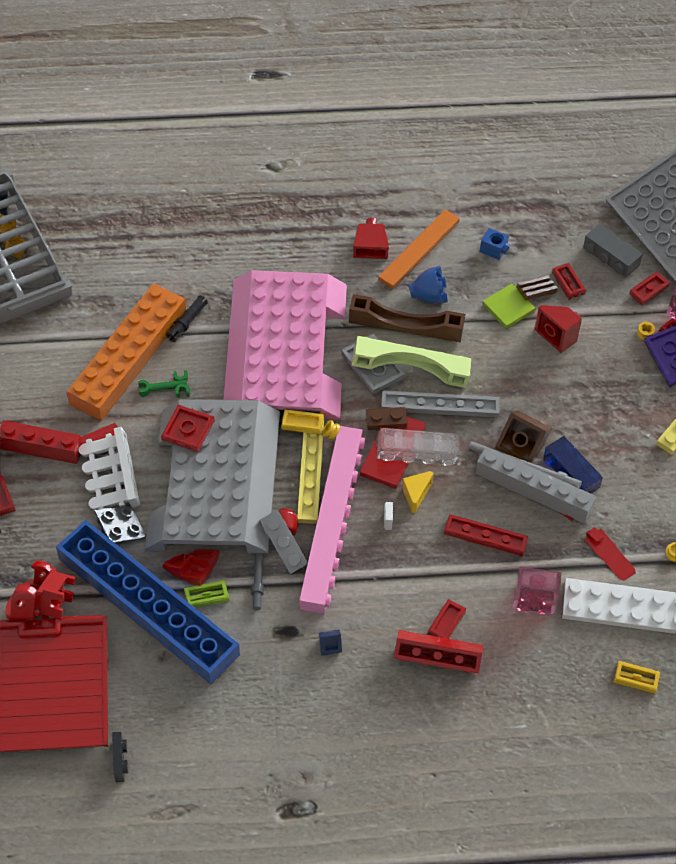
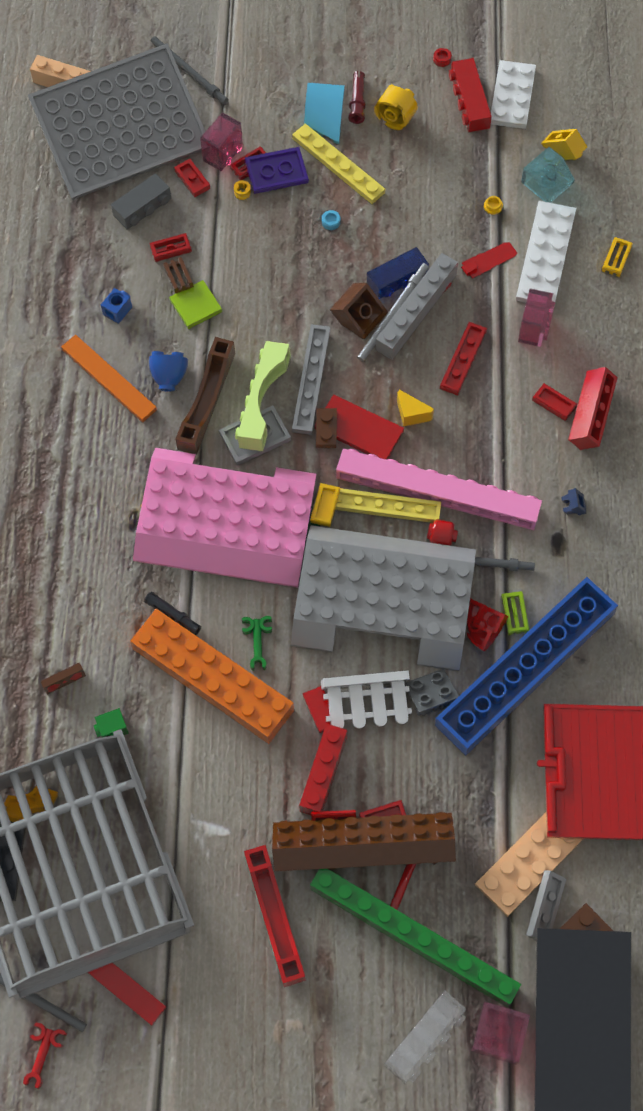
camera: 80 degrees left, 10 degrees up
(41, 595) = (524, 770): red piece -> none
(81, 284) = (110, 722): none -> green brick
(121, 246) = (63, 678): none -> reddish brown tile
(187, 428) = (336, 608): red tile -> none
(284, 541) = (467, 532): light grey plate -> none
(331, 430) = (341, 473): yellow bush -> none
(371, 240) = (93, 421): red torso -> none
(388, 515) = (440, 438): white tile -> none
(417, 446) = (366, 401): clear brick -> none
(558, 326) = (237, 258): red slope -> none
(627, 408) = (331, 220): none -> medium azure tile

